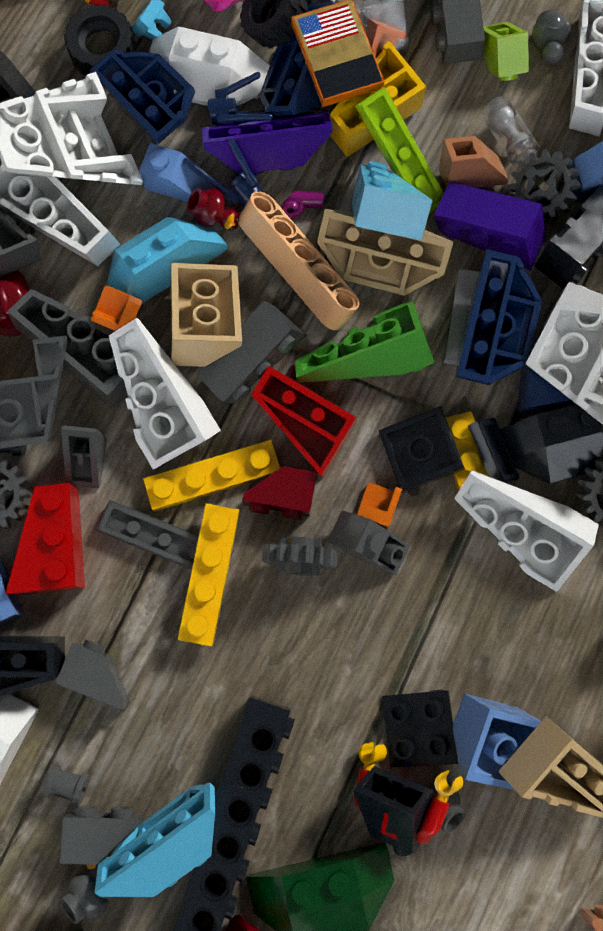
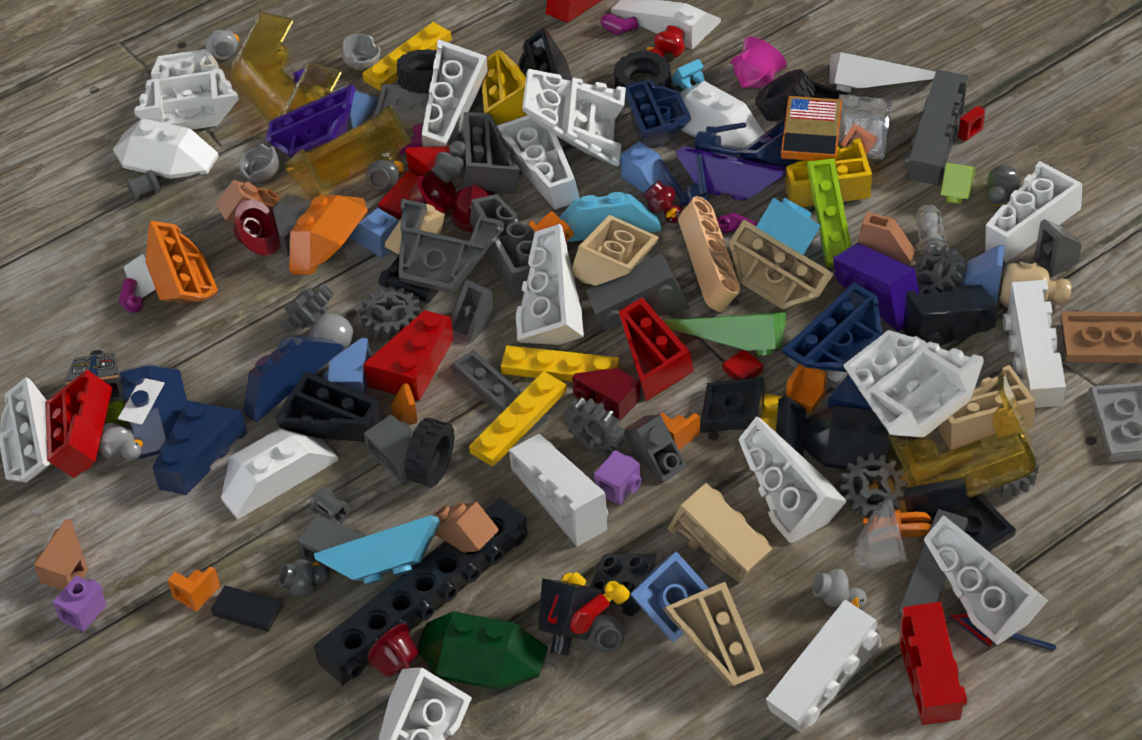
camera: 30 degrees right, 30 degrees down
(76, 612) = (403, 406): none -> orange slope
(141, 676) = (429, 452): none -> black tyre
(237, 771) = (465, 526): none -> nougat slope
(300, 646) = (561, 489): none -> white wedge
(353, 598) = (618, 477): none -> medium lavender brick
(403, 392) = (742, 366): none -> red tile
(484, 398) = (807, 387): none -> orange panel
(495, 626) = (721, 533): none -> tan wedge

